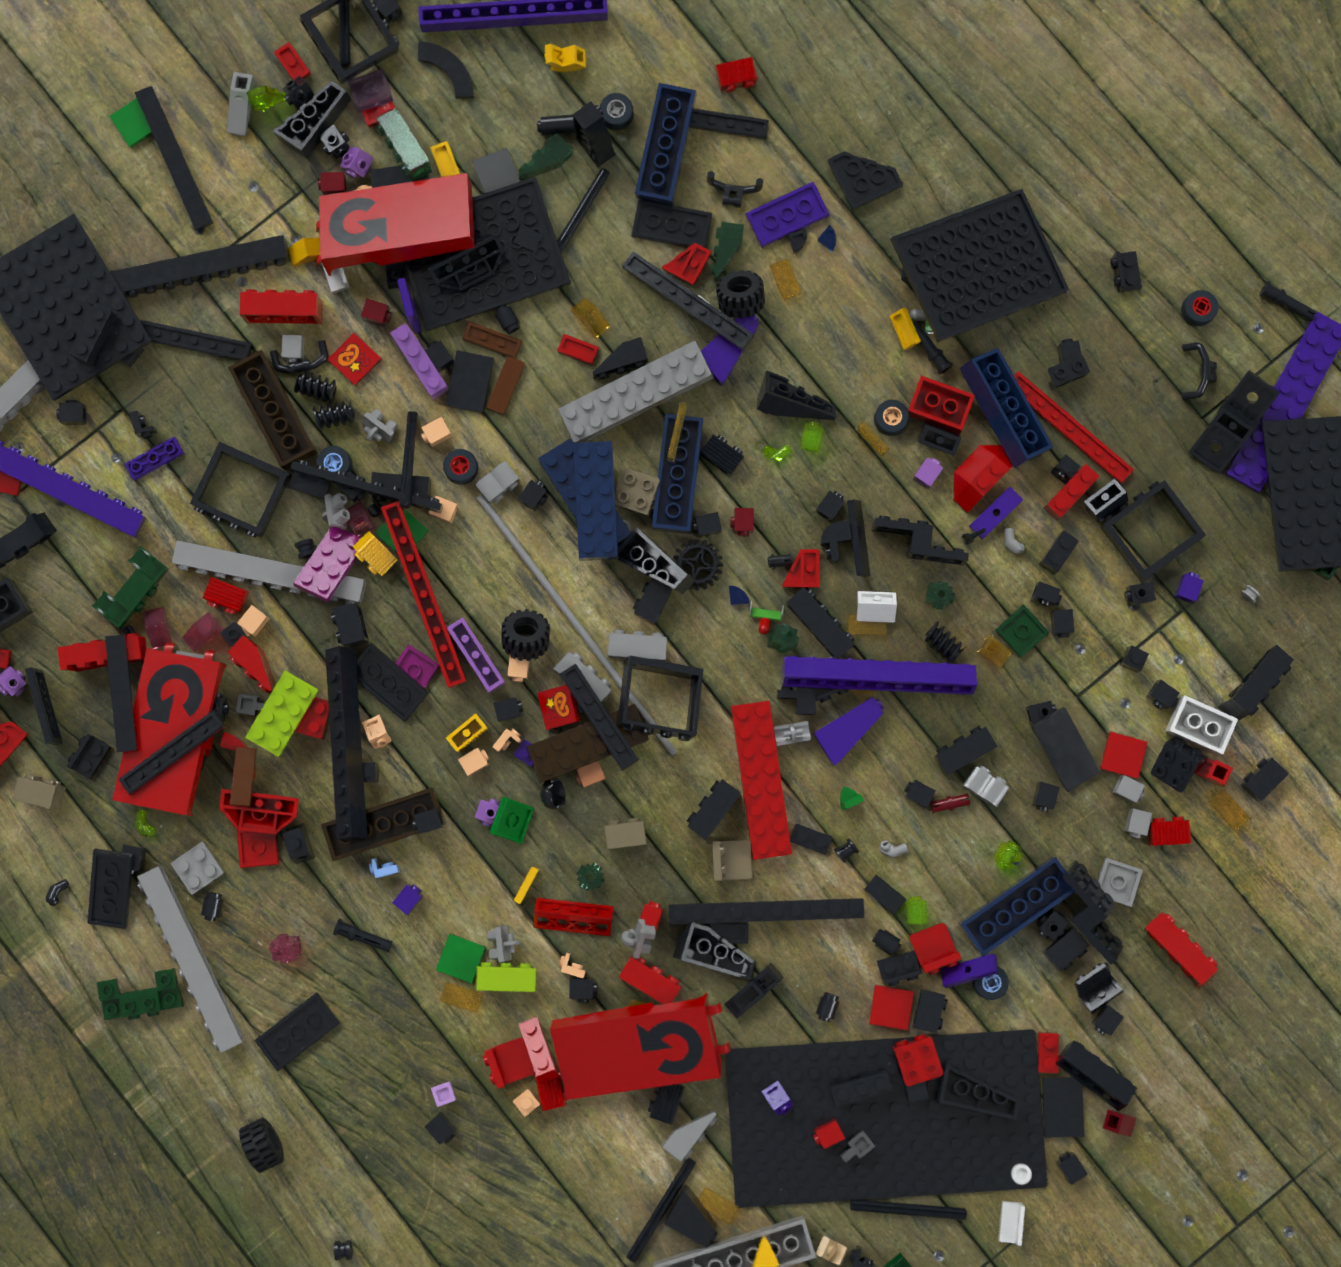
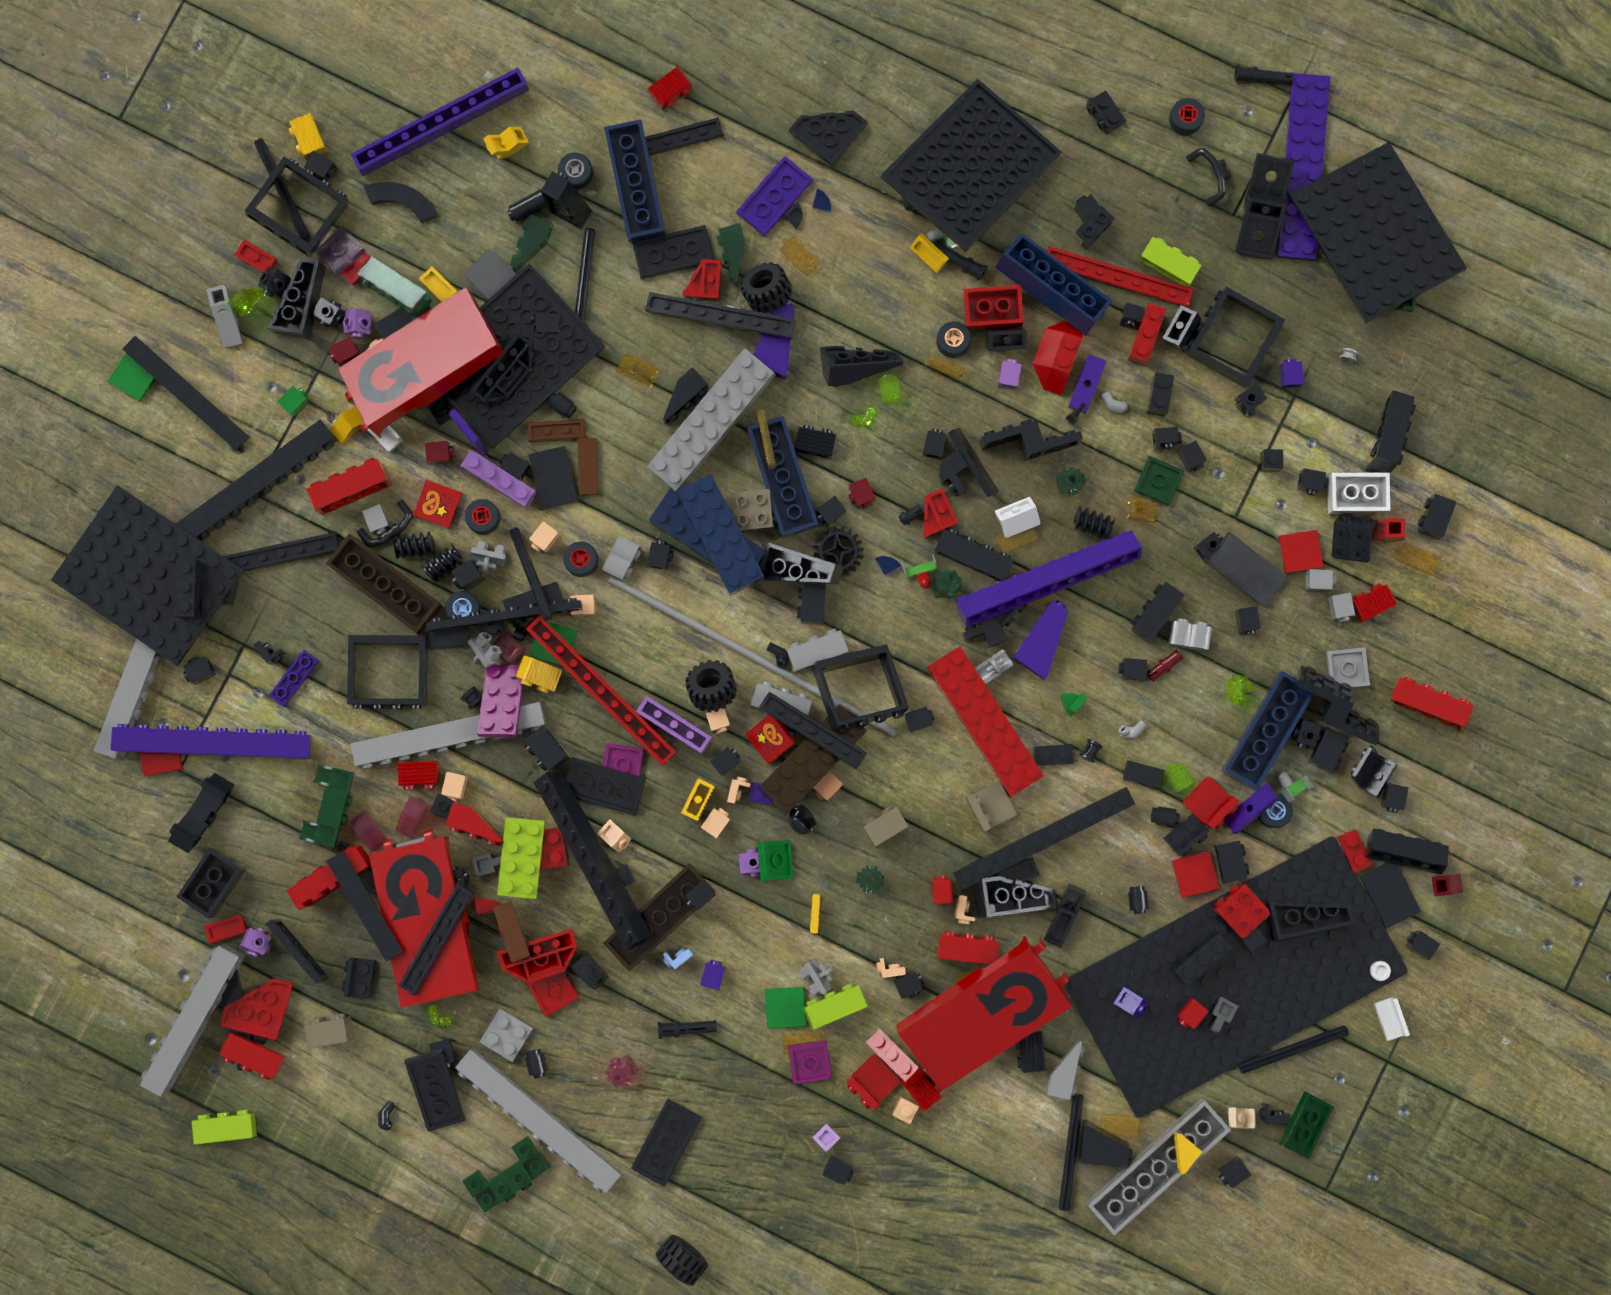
camera: 25 degrees left, 0 degrees up
(267, 208) = (294, 401): none -> green brick
(350, 436) = (467, 576): none -> black brick
(395, 390) = (482, 523): none -> black wheel
(460, 1018) = (809, 1062): none -> magenta tile
(573, 913) = (869, 920): red fence -> none
(578, 349) = (639, 404): red tile -> none
(602, 636) = (780, 654): none -> black arm
(636, 937) = (939, 916): light grey hips -> none
(663, 939) = (961, 907): none -> light nougat bracket
(702, 750) = (919, 719): none -> black brick
(713, 809) = (953, 767): black brick -> none
(733, 189) = (716, 194): black piece -> none
(1014, 969) = (1292, 789): none -> piece
(1123, 435) = (1170, 262): none -> lime brick

